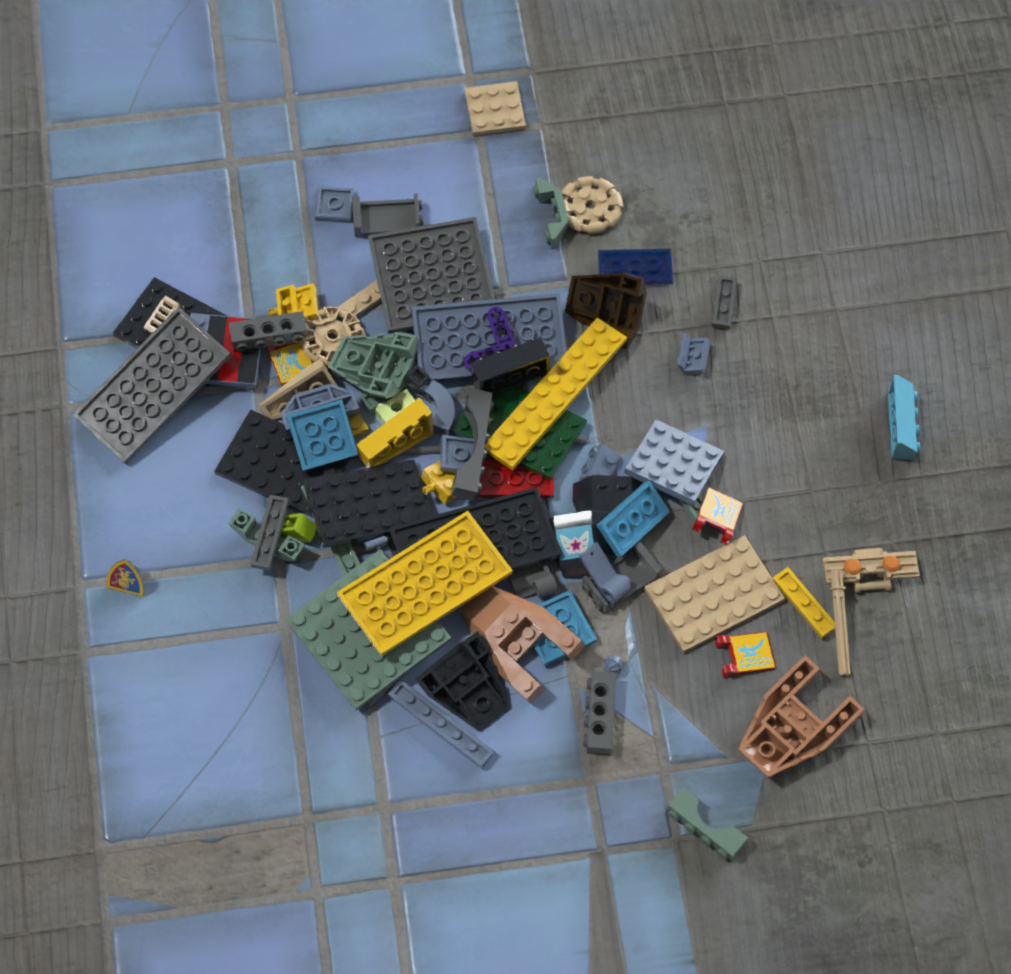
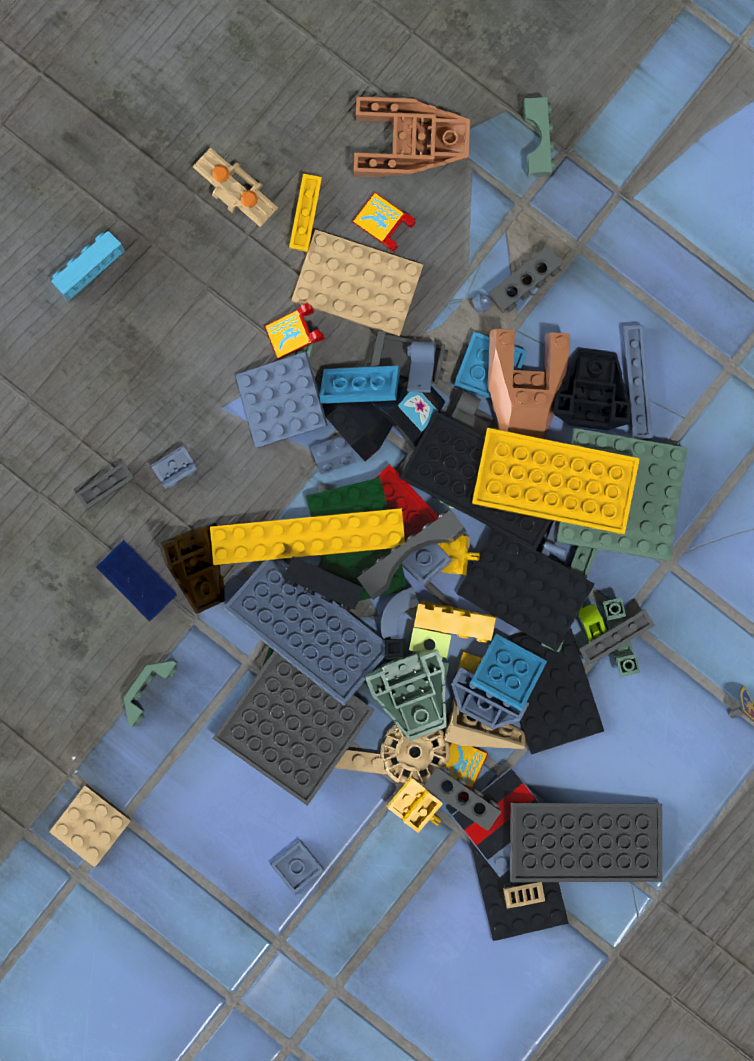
camera: 135 degrees left, 20 degrees up
(385, 215) = (270, 814): dark grey panel -> none
(500, 342) = (307, 612): dark purple beam -> none
(598, 198) = (101, 660): tan plate -> none
(840, 622) = (302, 170): tan axle -> none

